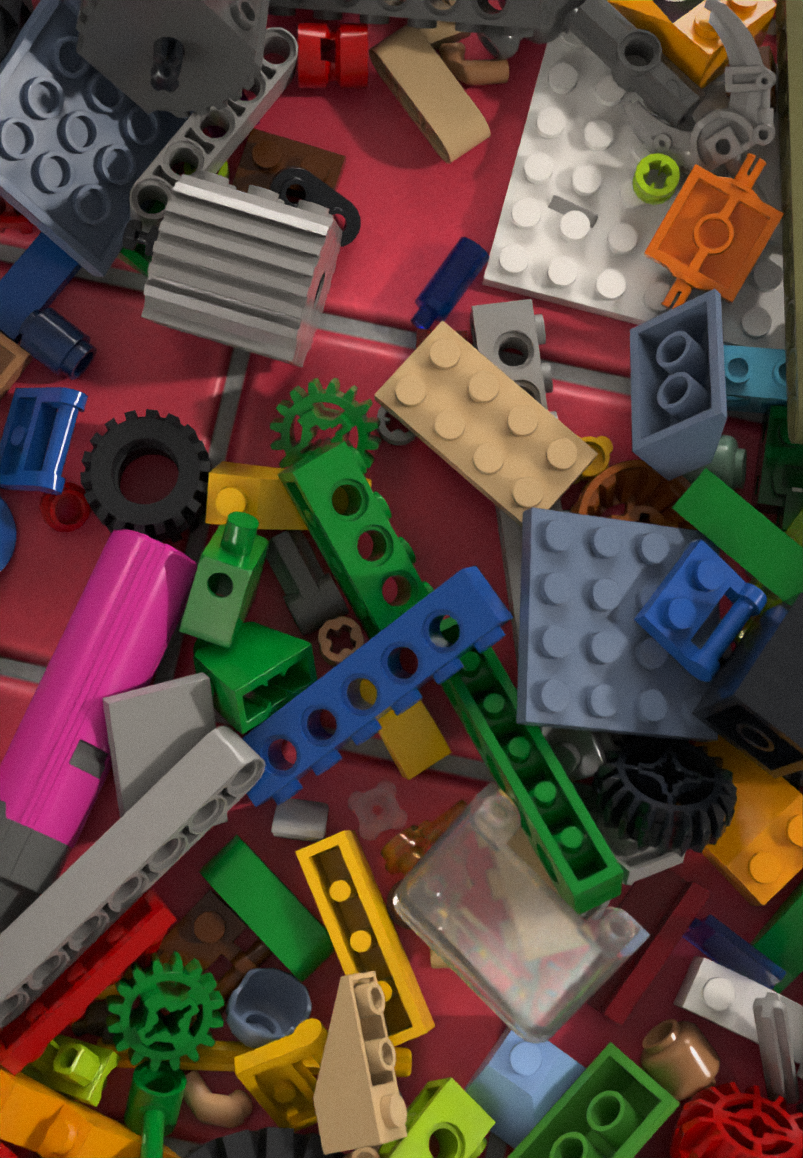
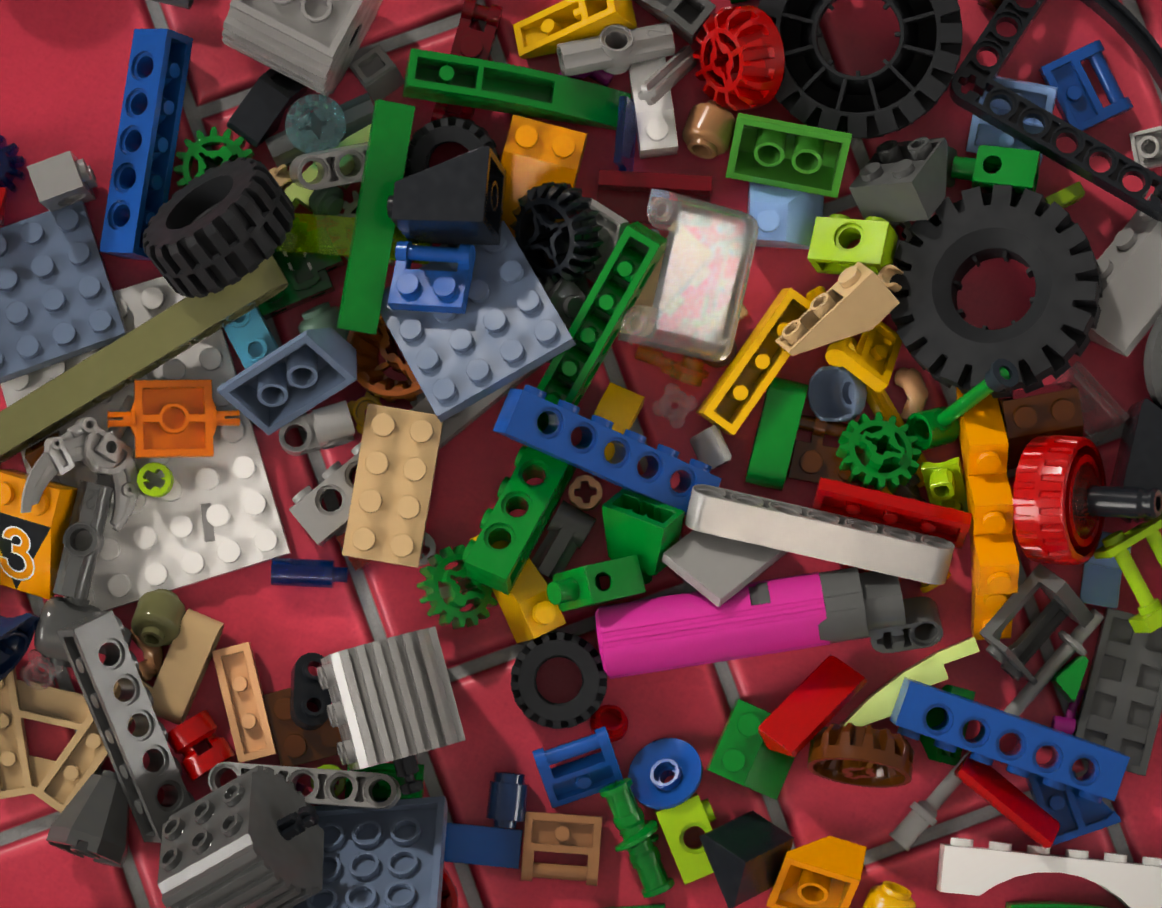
camera: 115 degrees left, 5 degrees up
(351, 132) = (244, 702): none -> light nougat plate
(501, 93) = (159, 617): none -> olive head
(600, 393) = (324, 428): none -> light grey piece

